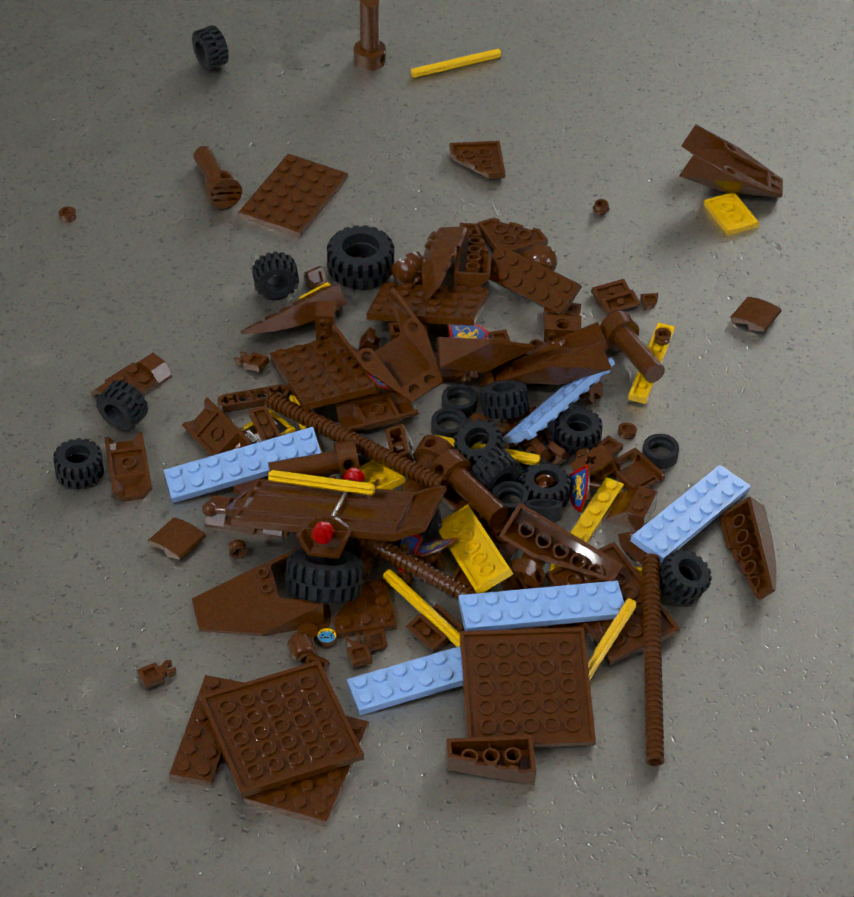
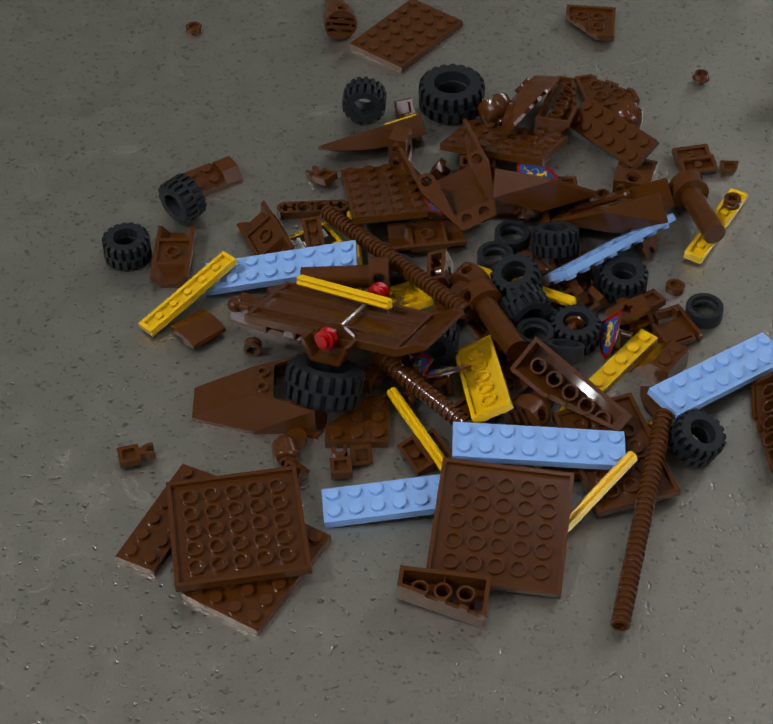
camera: 15 degrees right, 0 degrees up
(158, 504) = (187, 293): none -> yellow plate
(326, 637) = (314, 445): tile -> none

